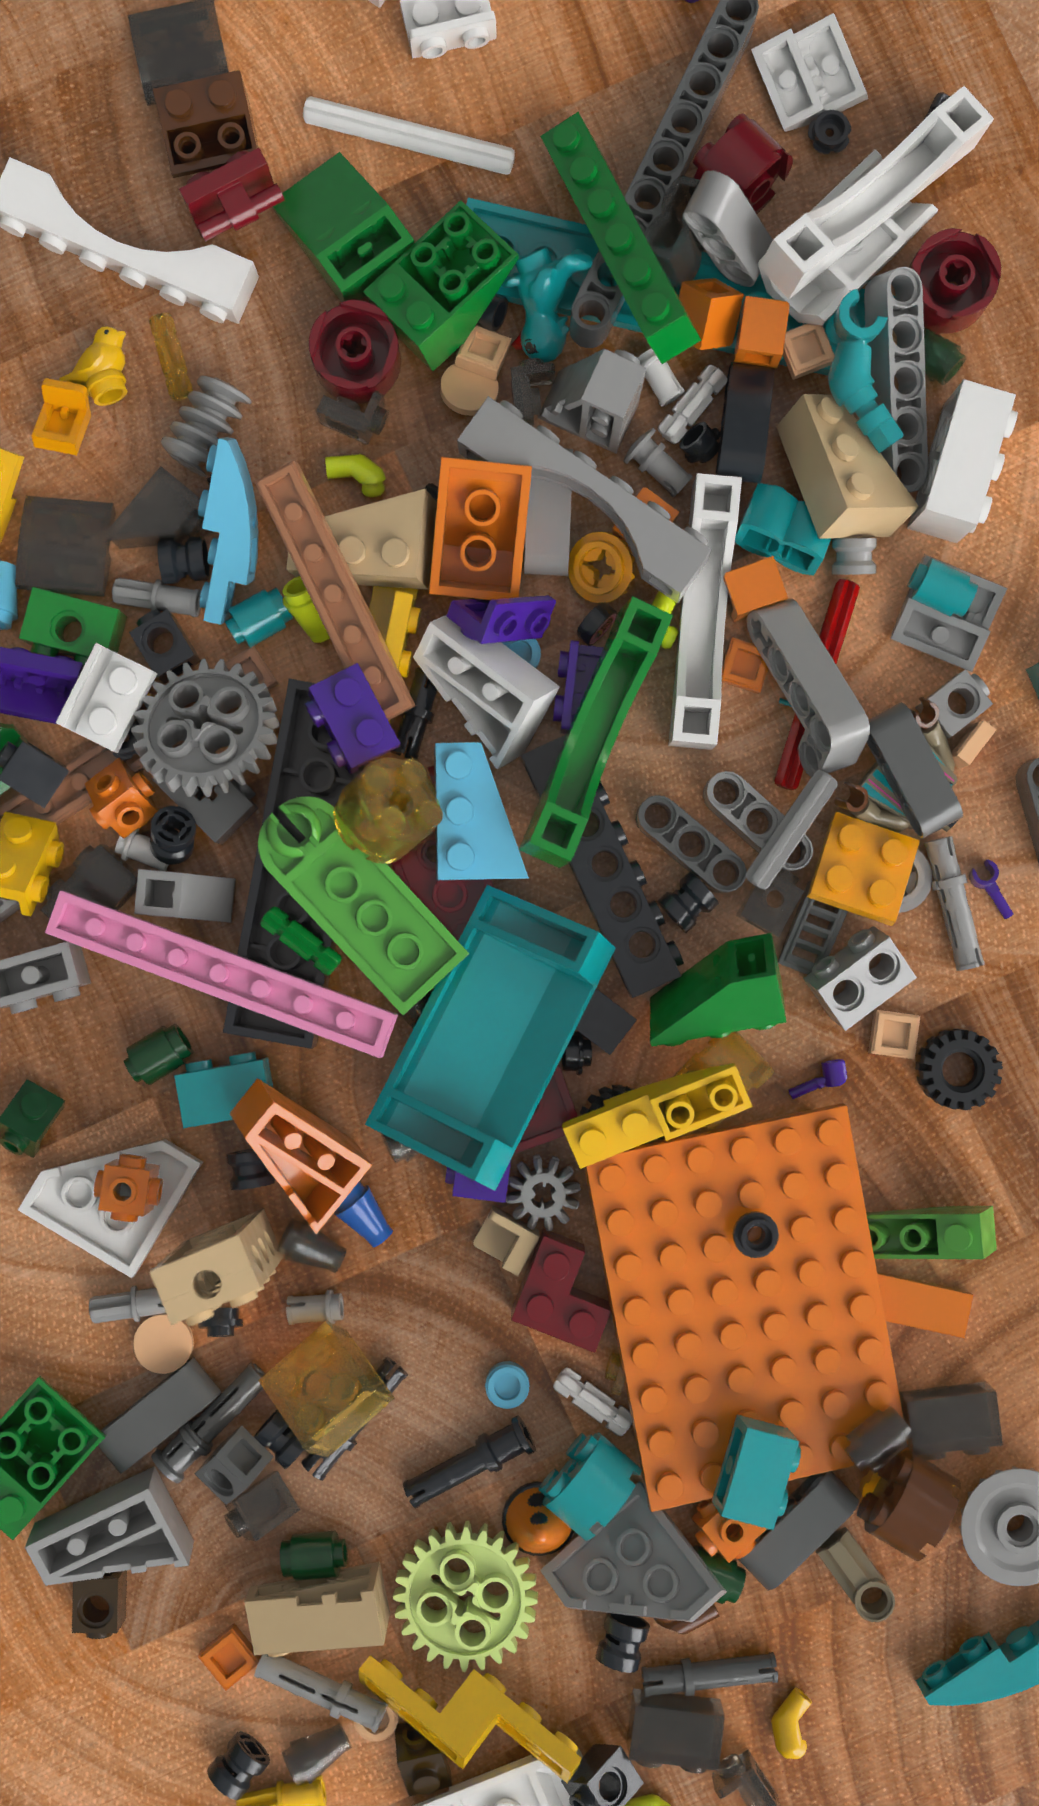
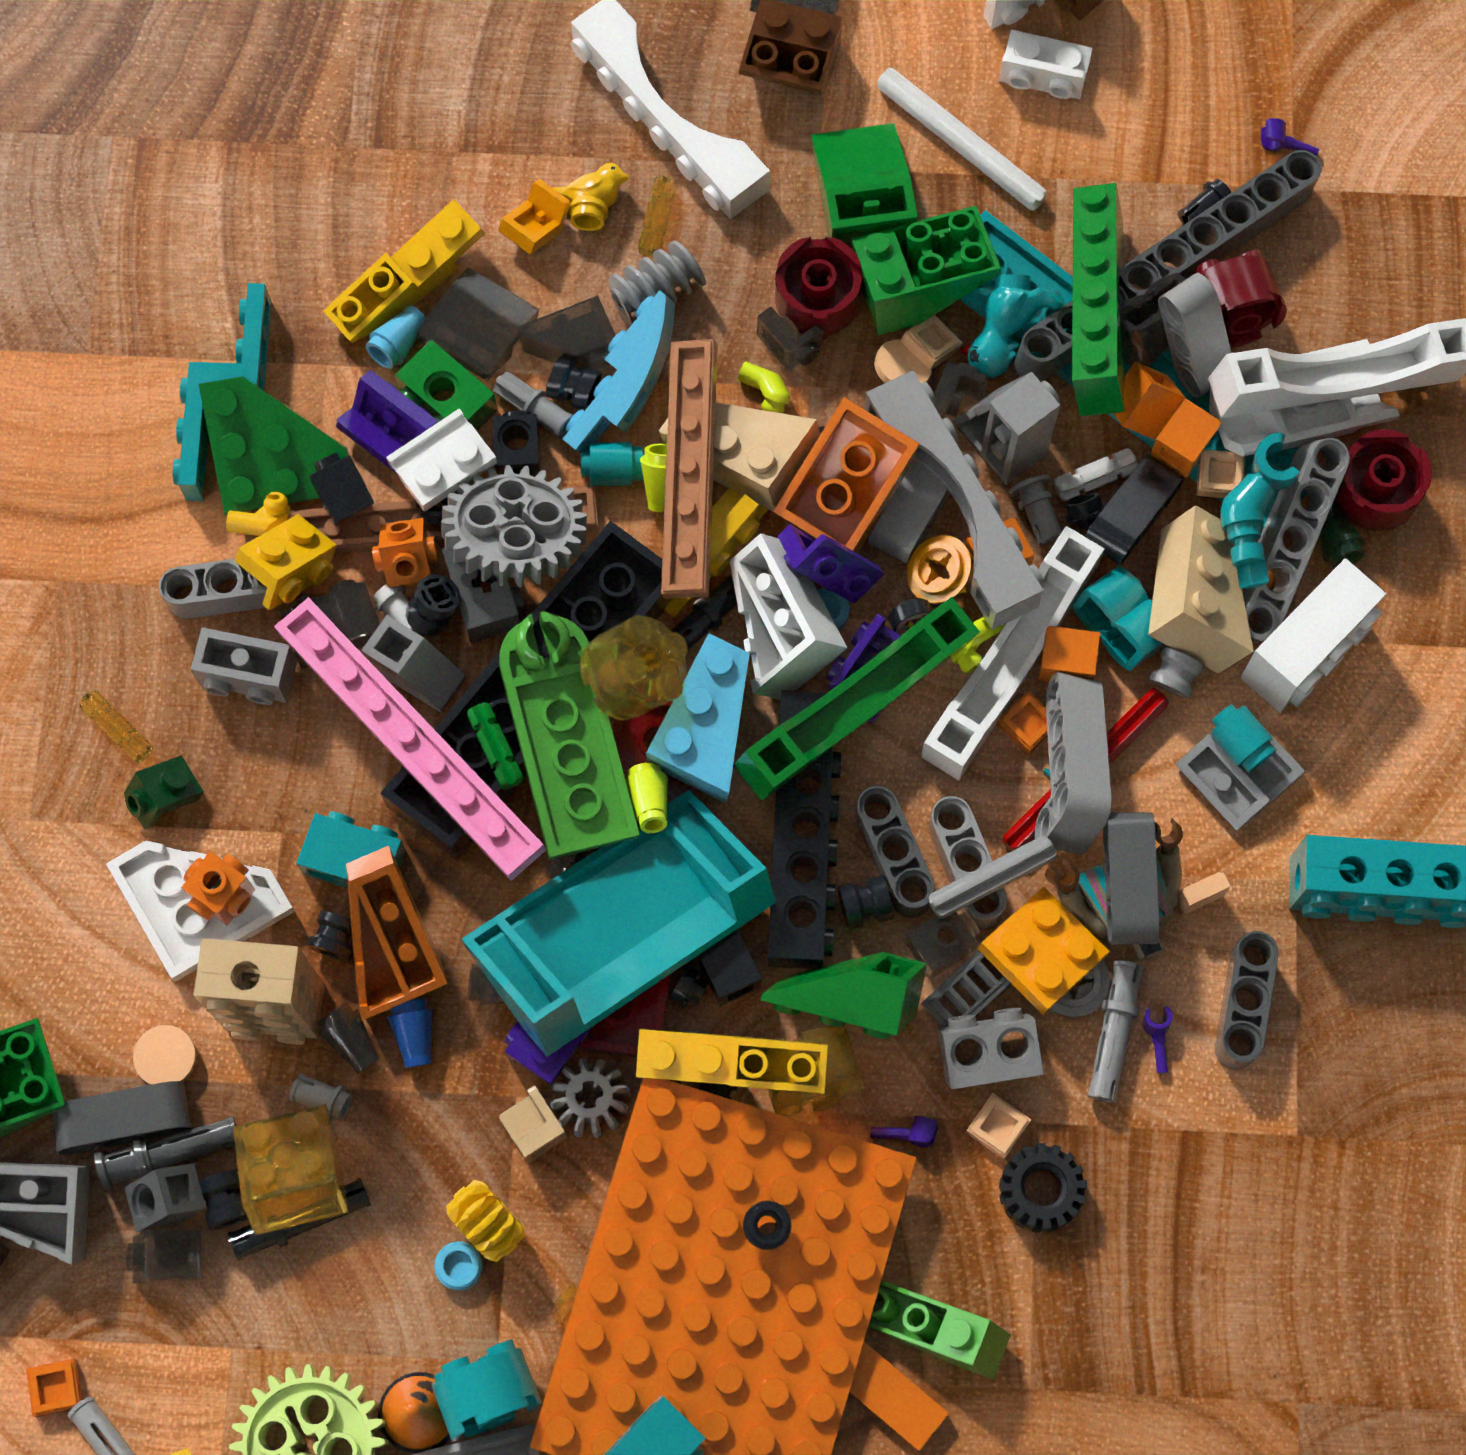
camera: 30 degrees right, 15 degrees down
(125, 1305) = (159, 1005): light grey axle -> none
(158, 1054) = (310, 792): dark green brick -> none
(222, 1322) = (228, 1062): black plate -> none
(231, 194) = (780, 107): dark red plate -> none
(313, 1555) = (188, 1328): dark green brick -> none
(319, 1612) = (163, 1383): tan wedge -> none
(351, 718) = (646, 574): dark purple bracket -> none
(456, 912) = (648, 796): none -> neon yellow cone
(488, 1453) = (404, 1319): black pin -> none
(494, 314) = (958, 314): black hinge -> none
(511, 1345) = (485, 1221): none -> yellow gear
(549, 1300) = (541, 1198): dark red brick -> none
(593, 1401) = (530, 1323): white axle -> none
(661, 378) = (1078, 437): white pin -> none
(666, 81) = (1210, 195): none -> black pin
(809, 73) = (1342, 254): white slope -> none
(838, 124) = (1336, 298): black plate -> none
(975, 694) = (1220, 834): light grey brick -> none

